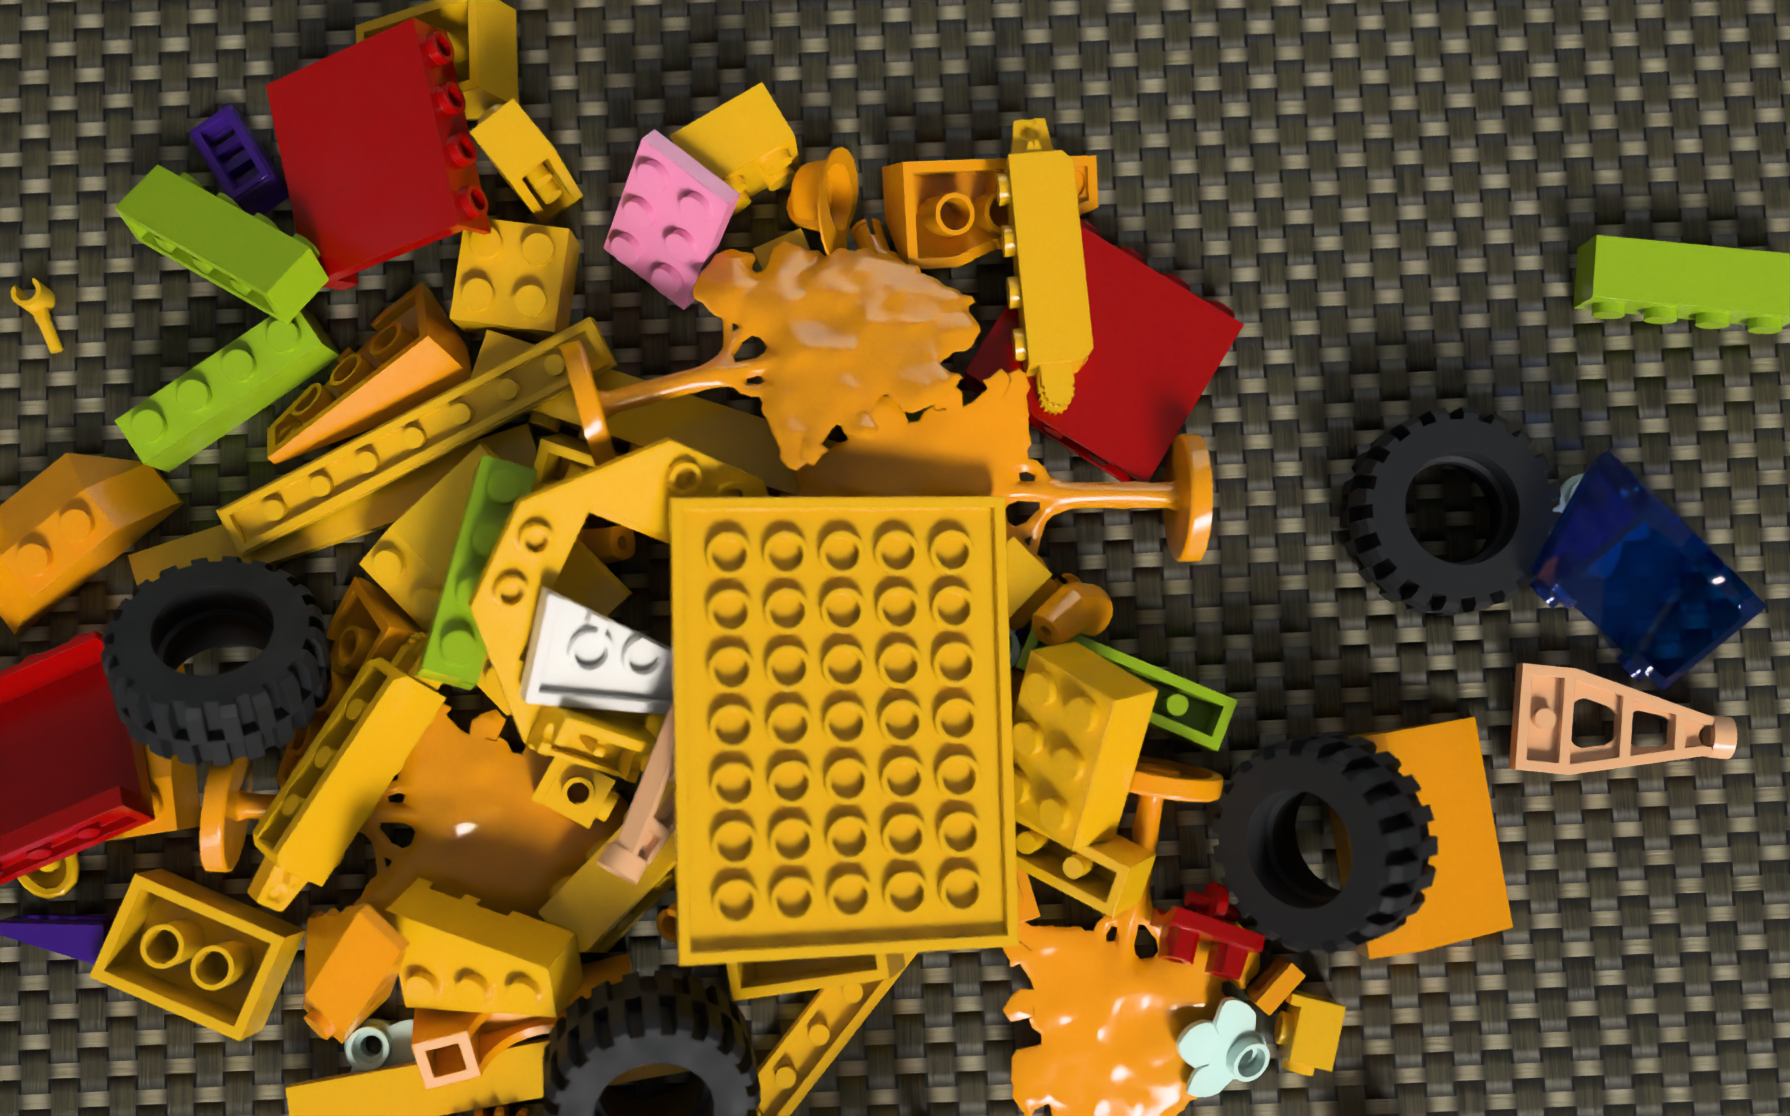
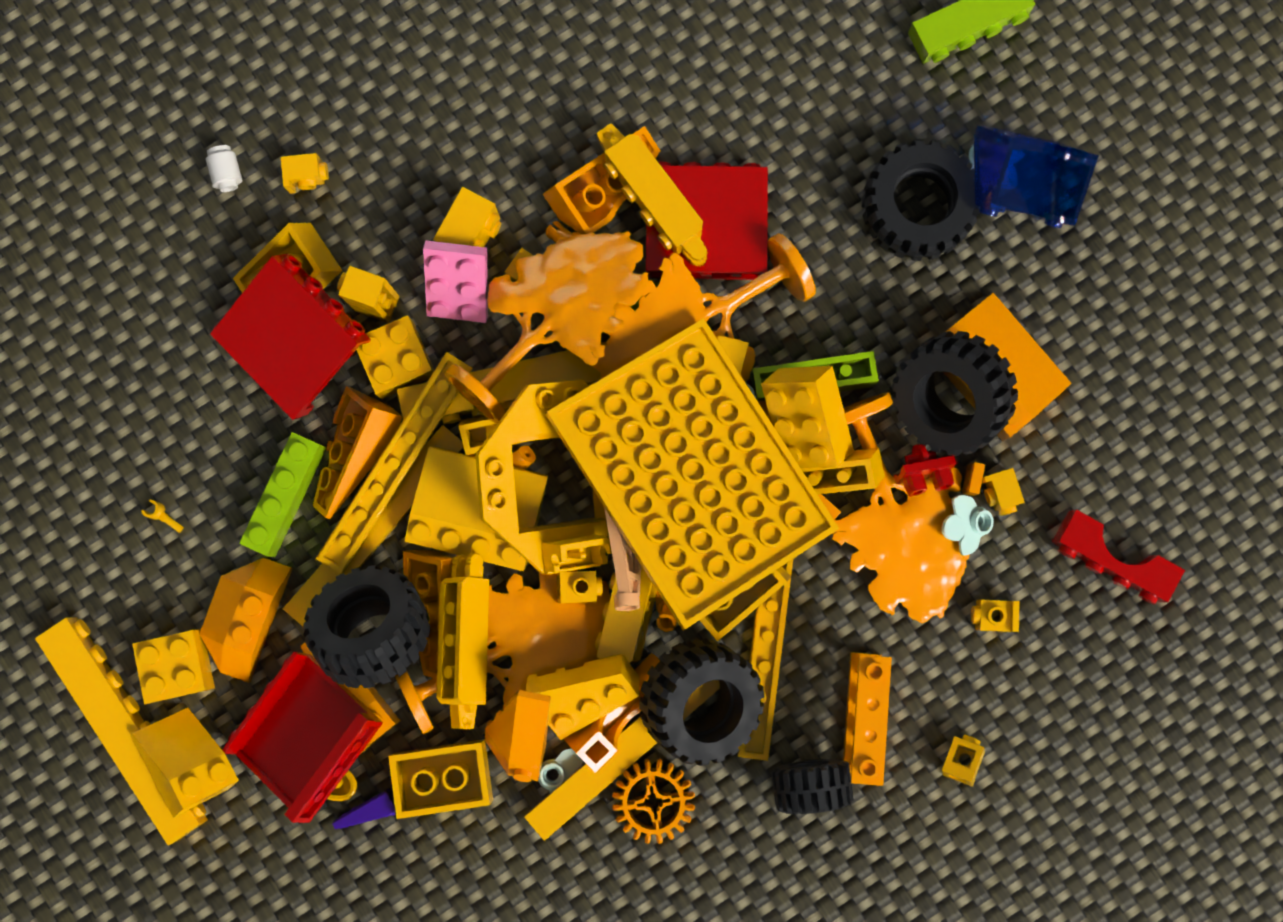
camera: 30 degrees left, 0 degrees up
(223, 242) = (238, 424): lime brick -> none
(256, 190) = (234, 387): dark purple slope -> none
(453, 642) = (459, 478): lime brick -> none
(593, 661) = (556, 513): white wing -> none
(826, 197) = (523, 225): light orange piece -> none
(1072, 611) = (768, 355): light orange arm -> none
(1545, 720) = (1027, 273): light nougat plate -> none

